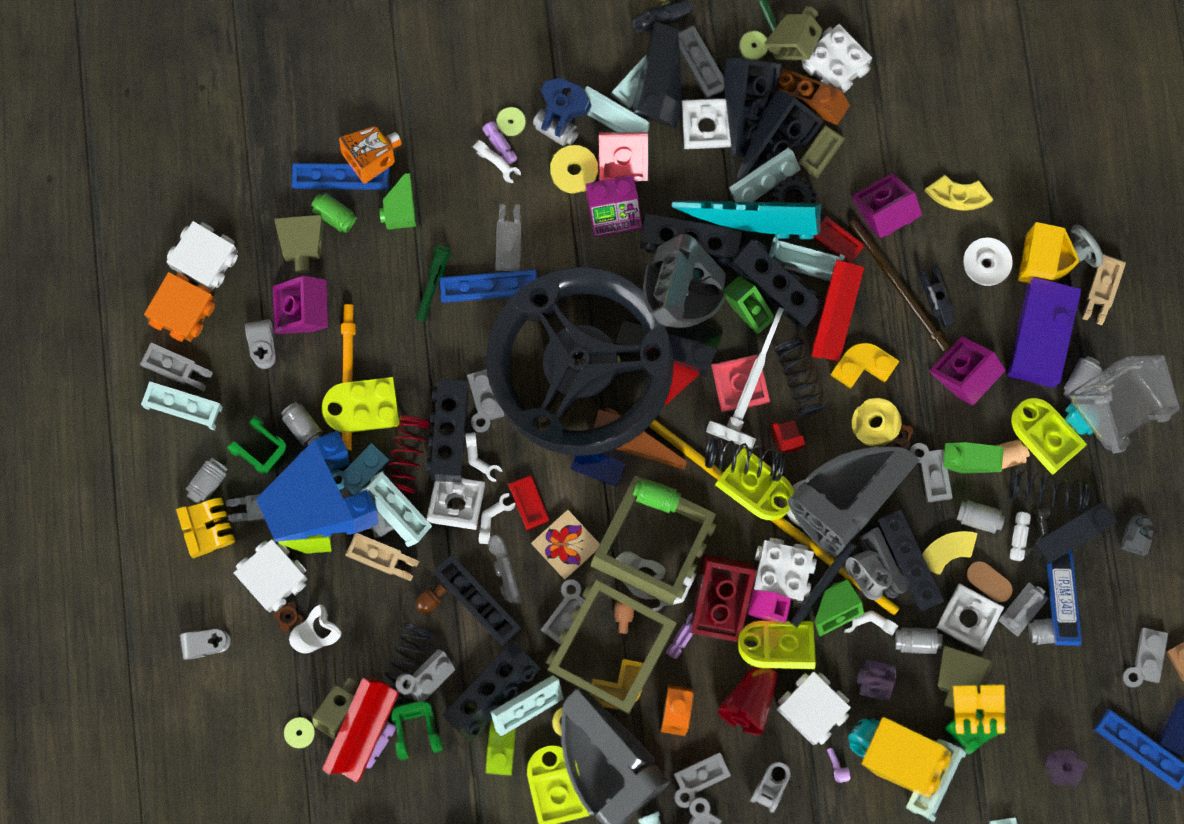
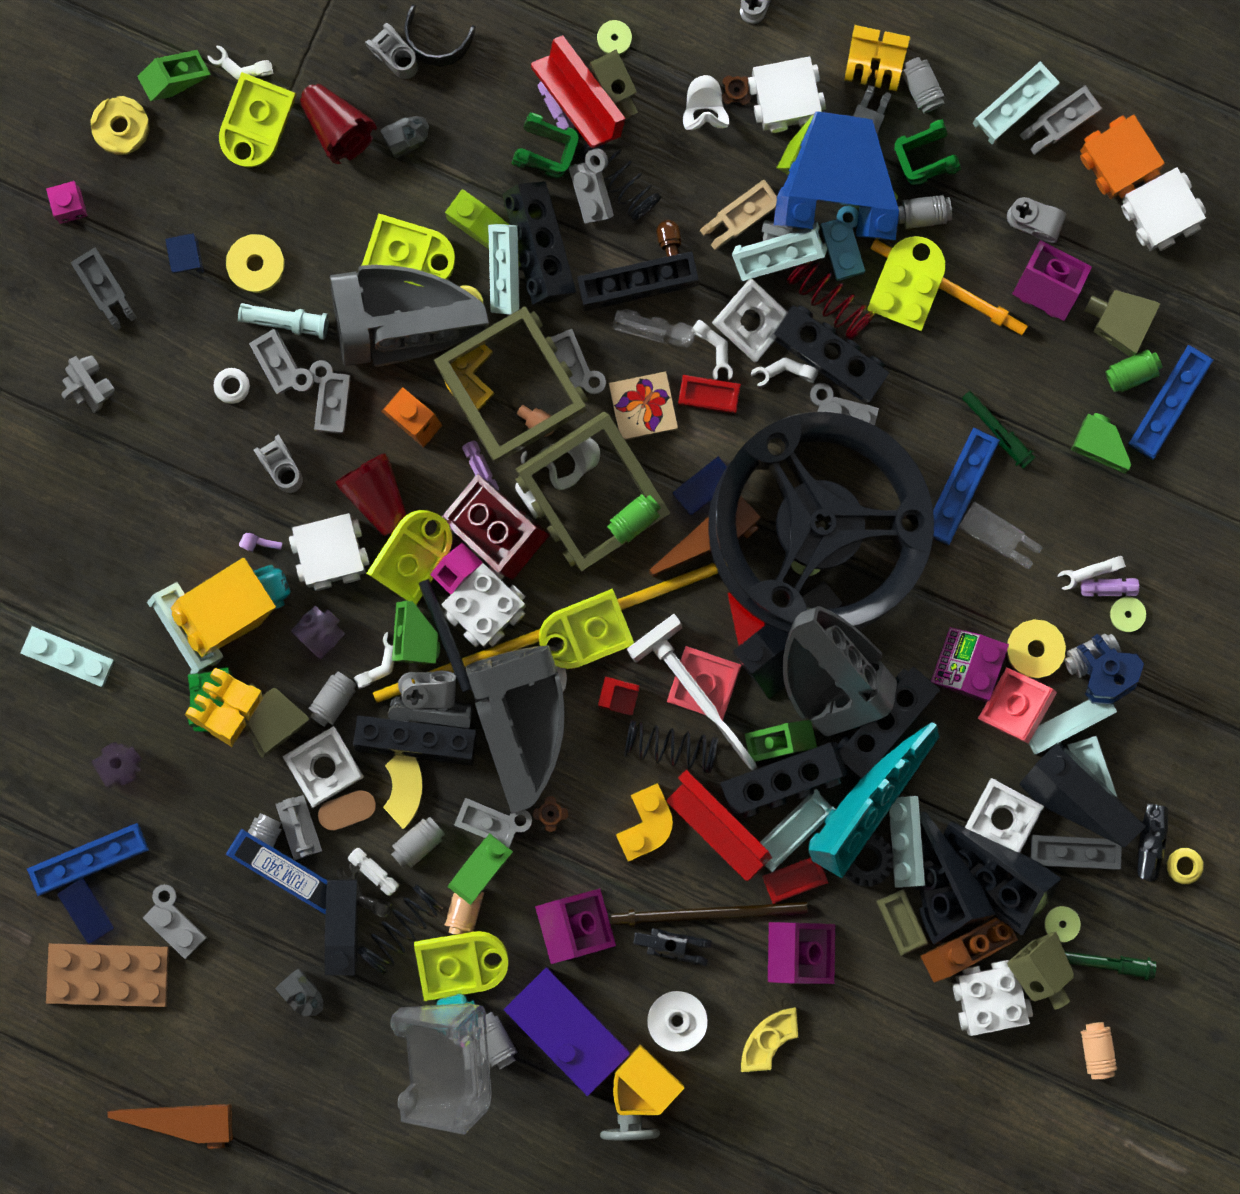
camera: 125 degrees right, 5 degrees up
(369, 151) = (1177, 443): orange torso -> none
(713, 443) = (589, 658): black piece -> none
(886, 431) = (566, 808): light yellow tile -> none
(1104, 287) = (577, 1129): tan hinge -> none

